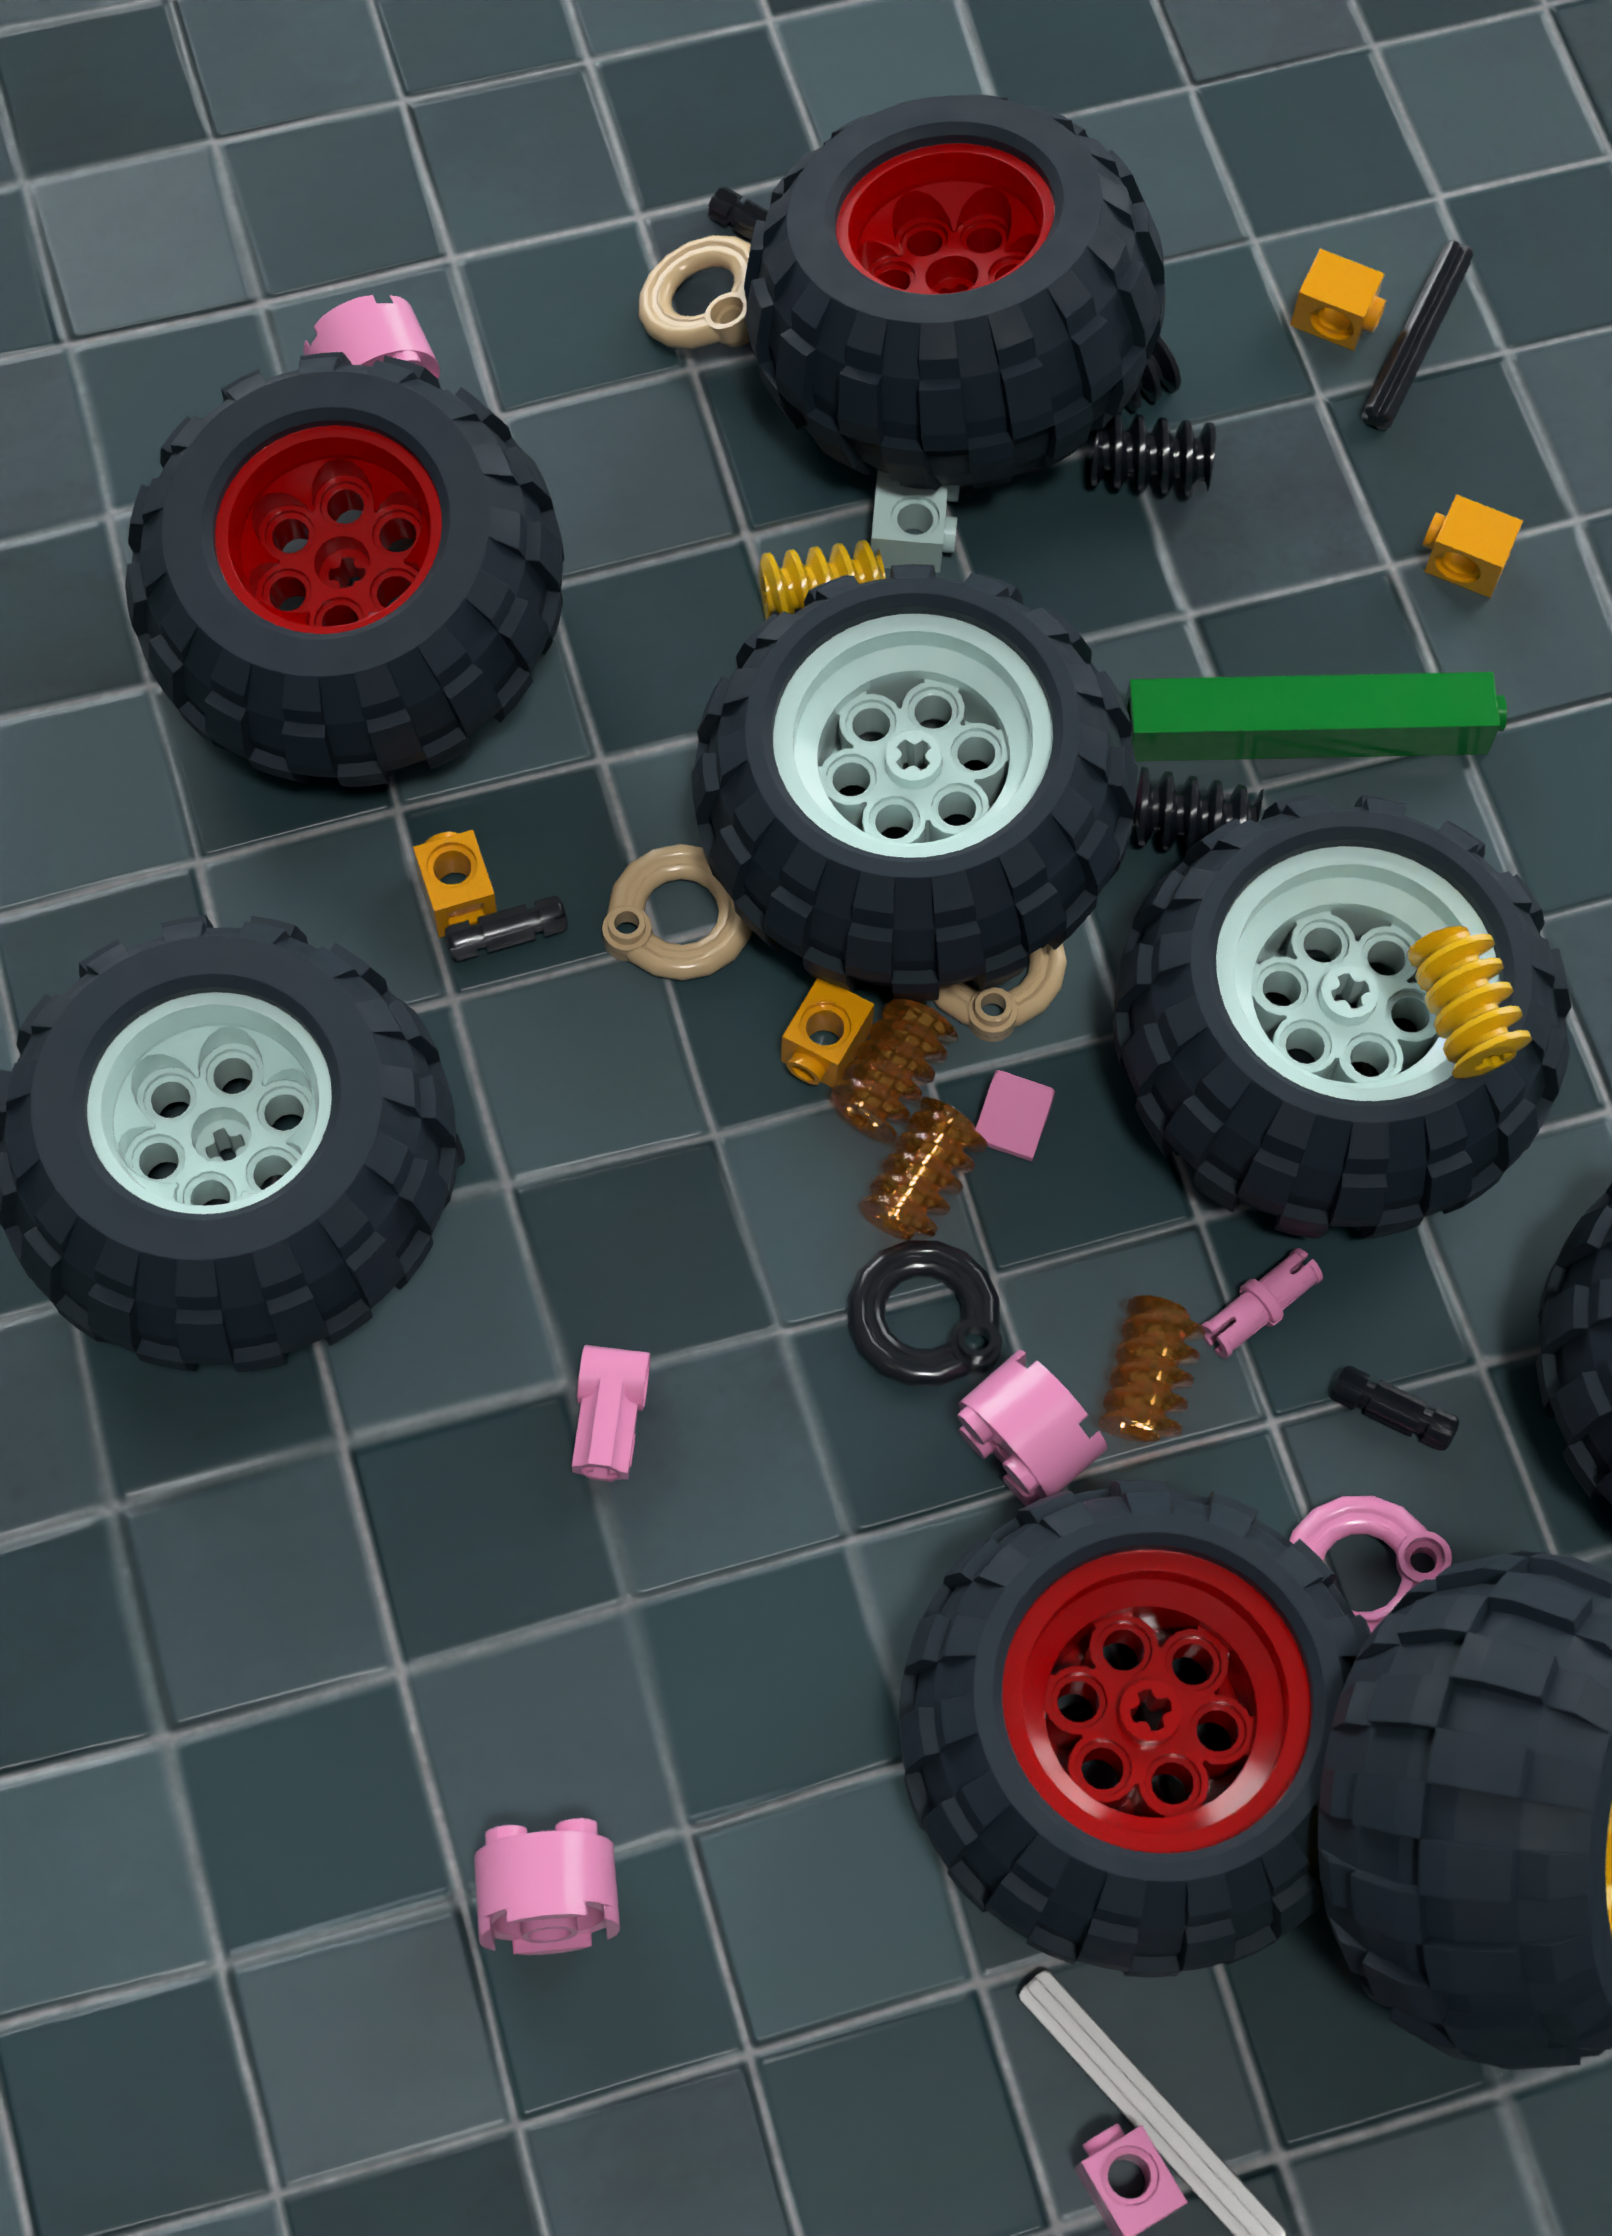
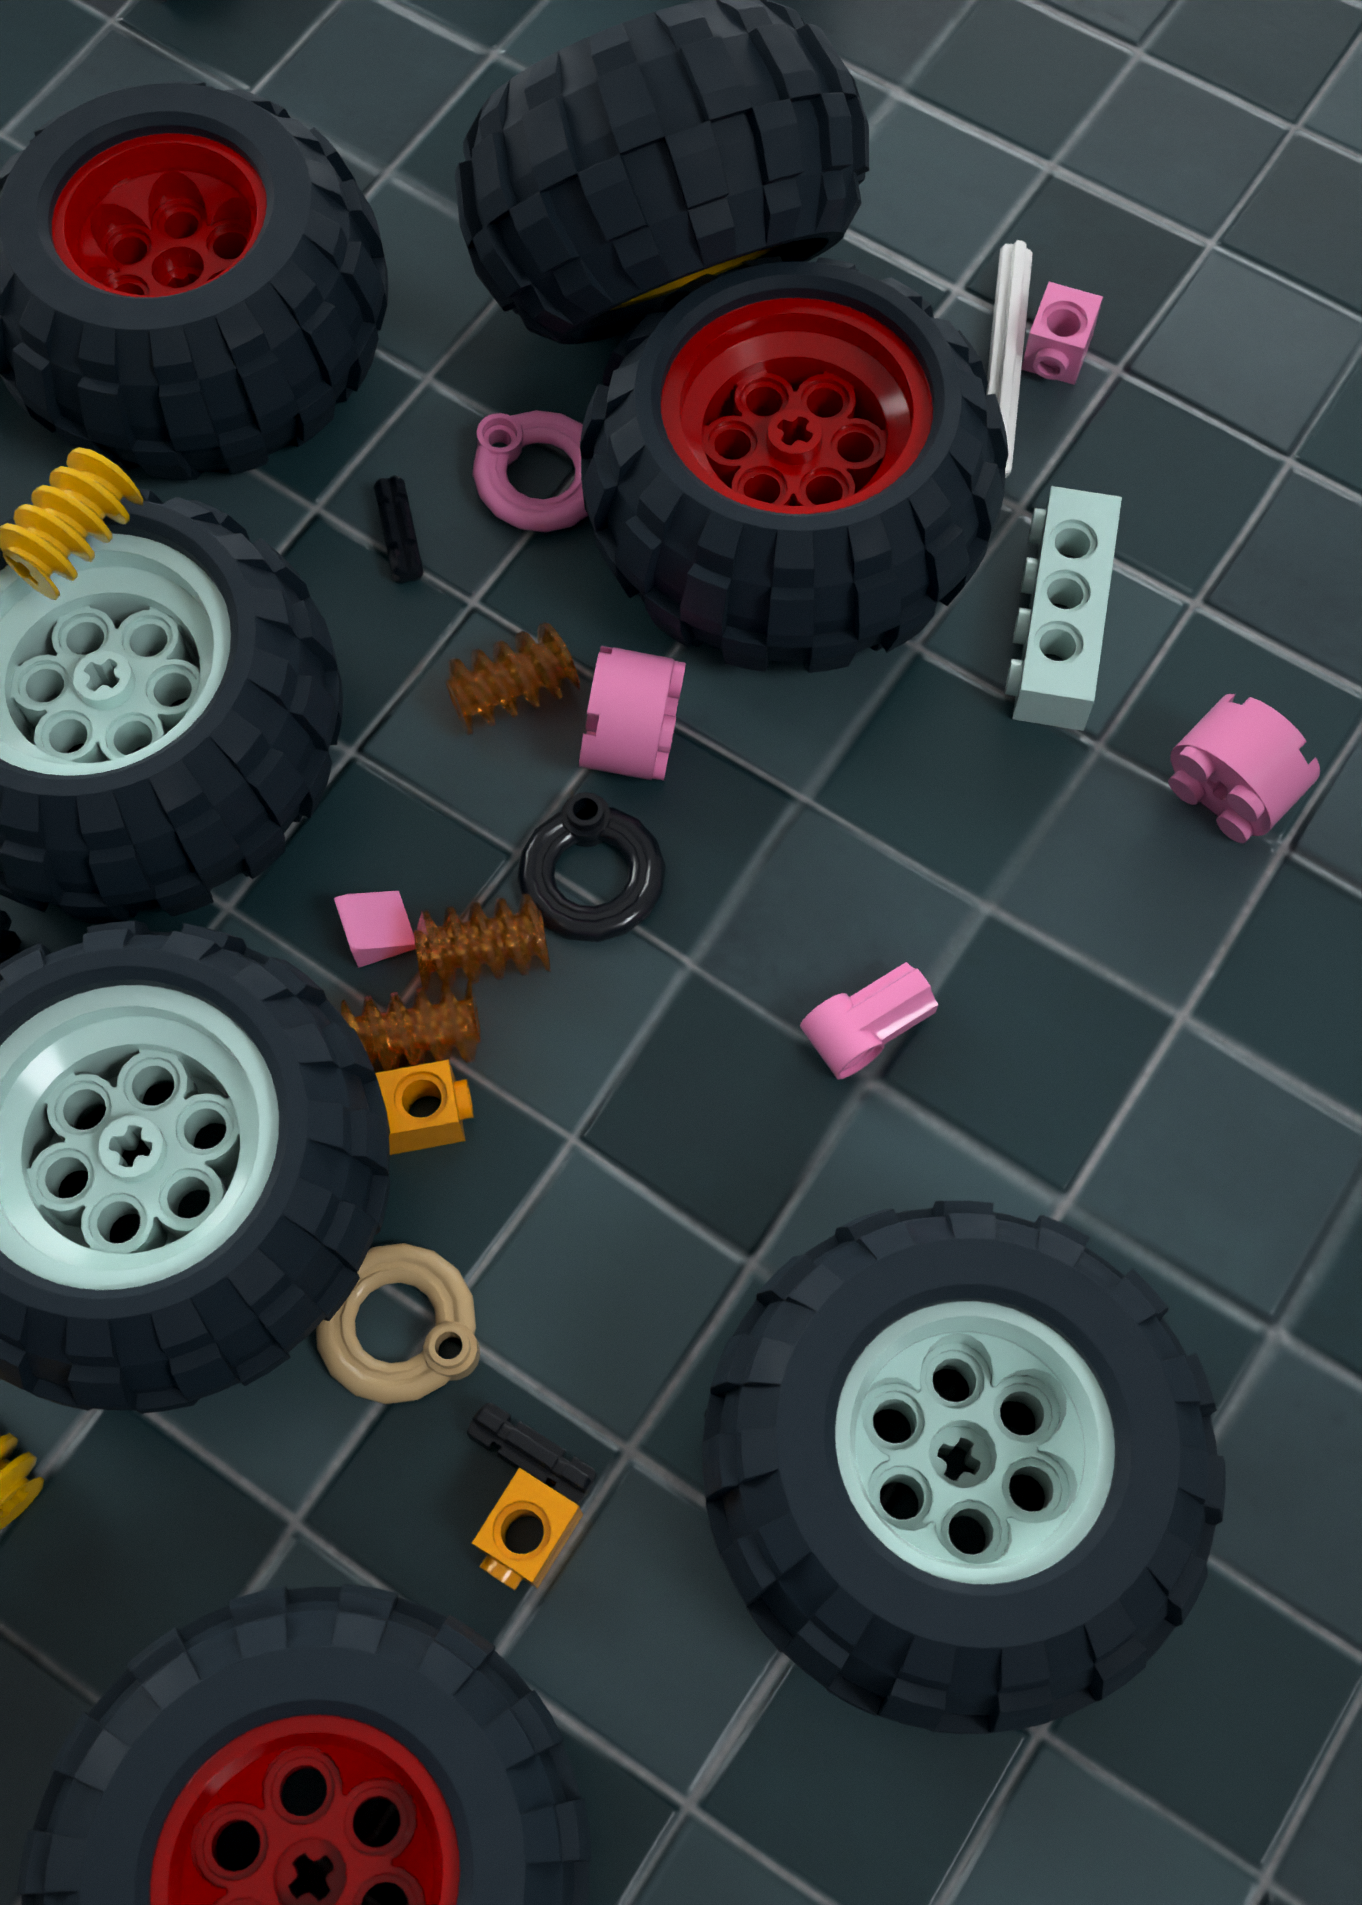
camera: 125 degrees left, 0 degrees up
(885, 2001) = (1064, 690): none -> light aqua brick
(1261, 1302) = (391, 658): bright pink pin -> none

